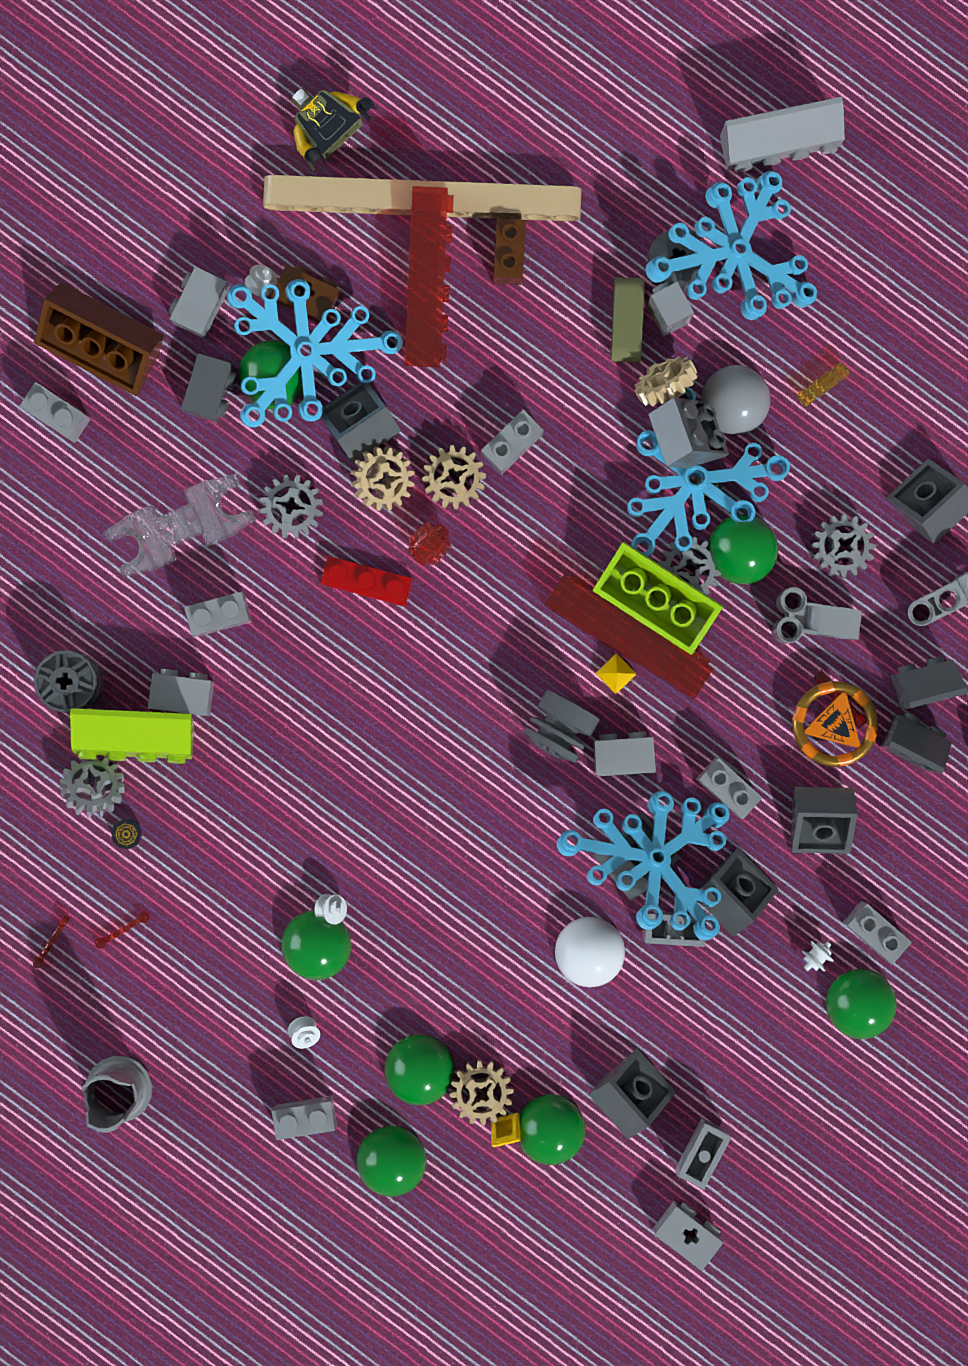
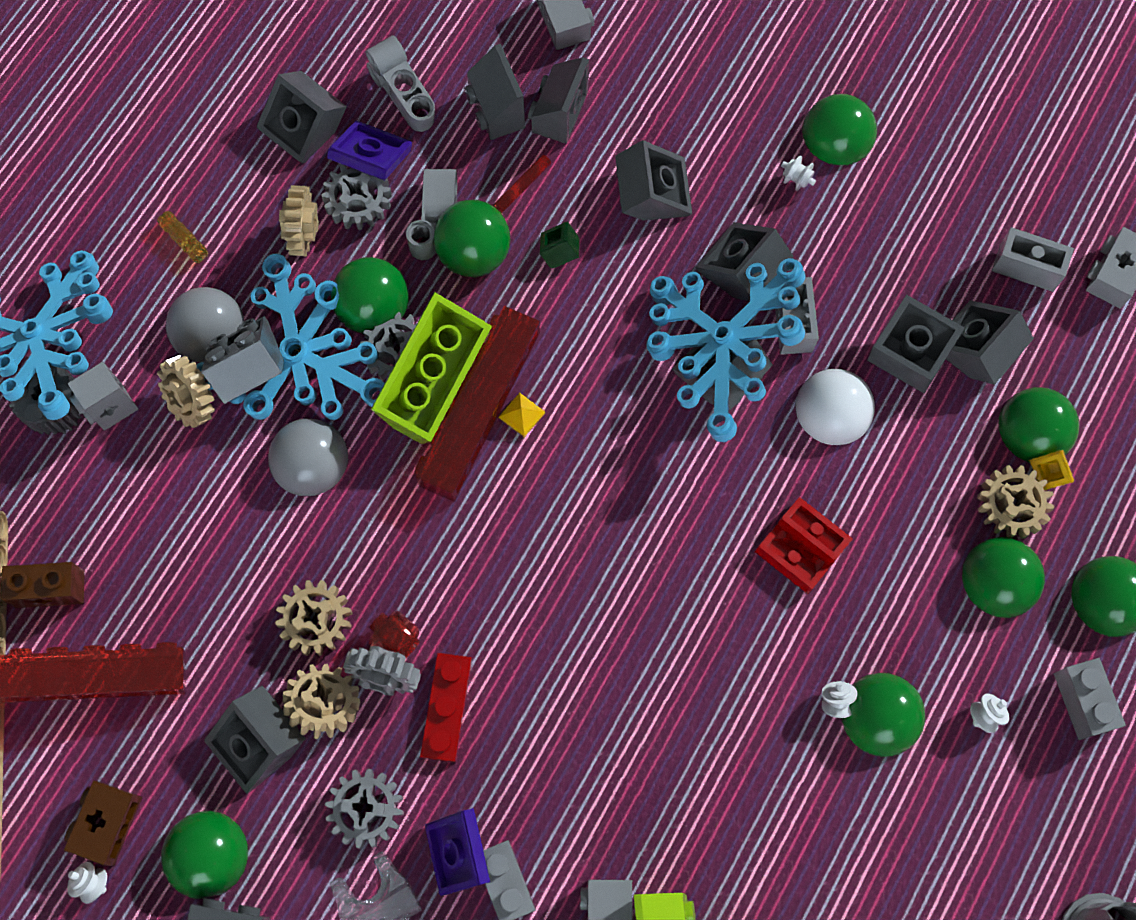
camera: 95 degrees left, 15 degrees down
(245, 578) = (457, 852): none -> dark purple tile
(339, 347) = (165, 770): medium azure plant -> none
(398, 531) = (382, 670): none -> light grey gear
(467, 902) = (803, 545): none -> red slope
(512, 442) = (267, 555): light grey brick -> none
(560, 726) = (589, 459): dark grey wheel -> none
(600, 482) = (307, 457): none -> light grey piece
(624, 756) = (612, 391): light grey brick -> none
(627, 319) = (118, 445): olive beam -> none
(634, 1031) = (915, 343): none -> dark grey slope
(729, 788) = (633, 279): light grey brick -> none
(773, 726) = (559, 245): none -> dark green slope
(785, 646) = (471, 238): none -> green piece
(818, 491) = (298, 220): none -> tan gear
(835, 723) = (548, 180): piece -> none
(877, 932) = (763, 118): light grey brick -> none
(886, 562) = (369, 150): none -> dark purple tile

